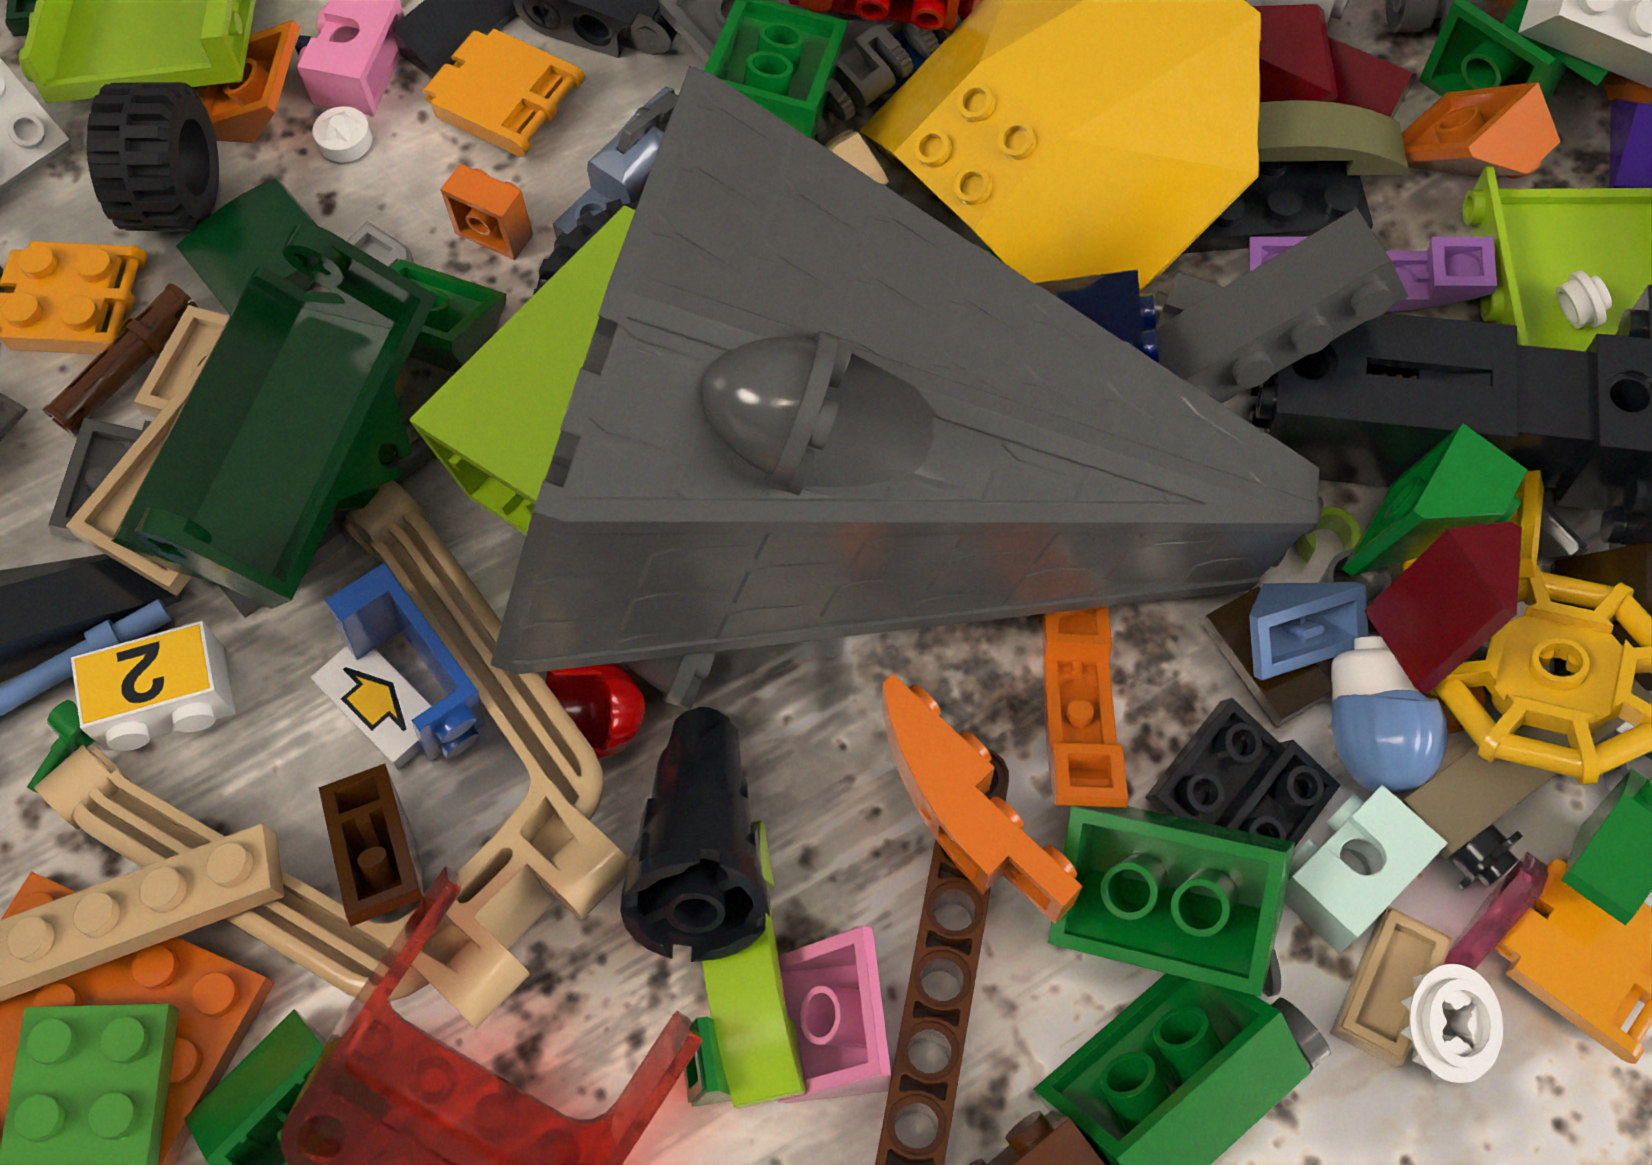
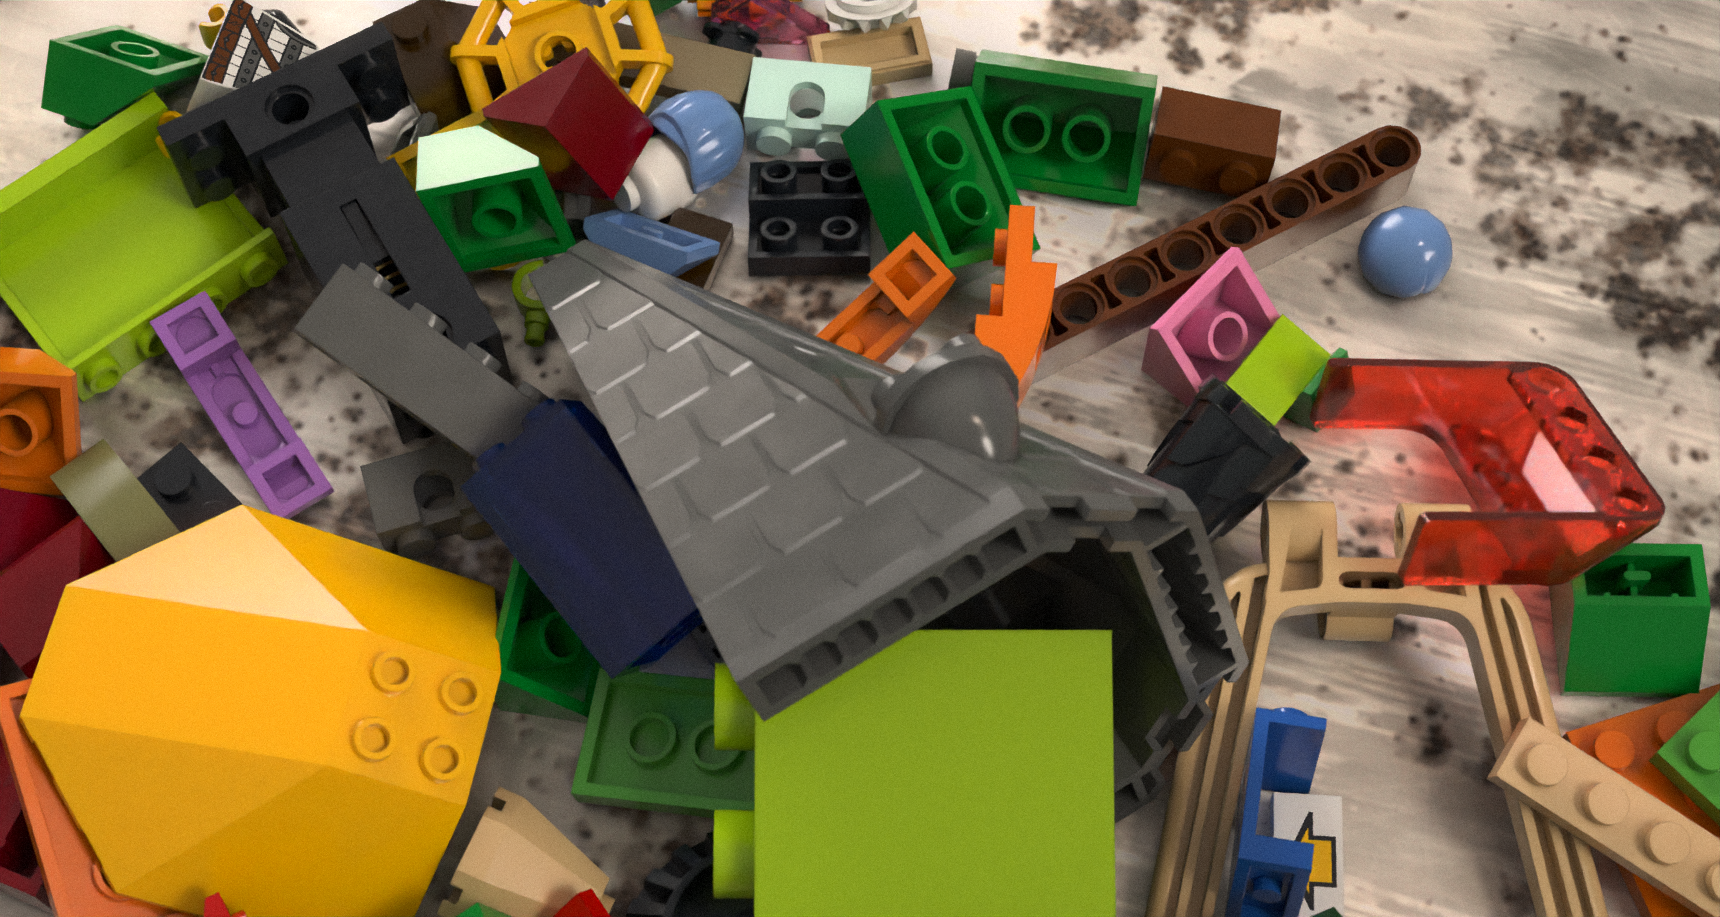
camera: 130 degrees left, 0 degrees up
(371, 845) = (1430, 686): reddish brown slope -> none
(1584, 300) = (157, 238): white plate -> none

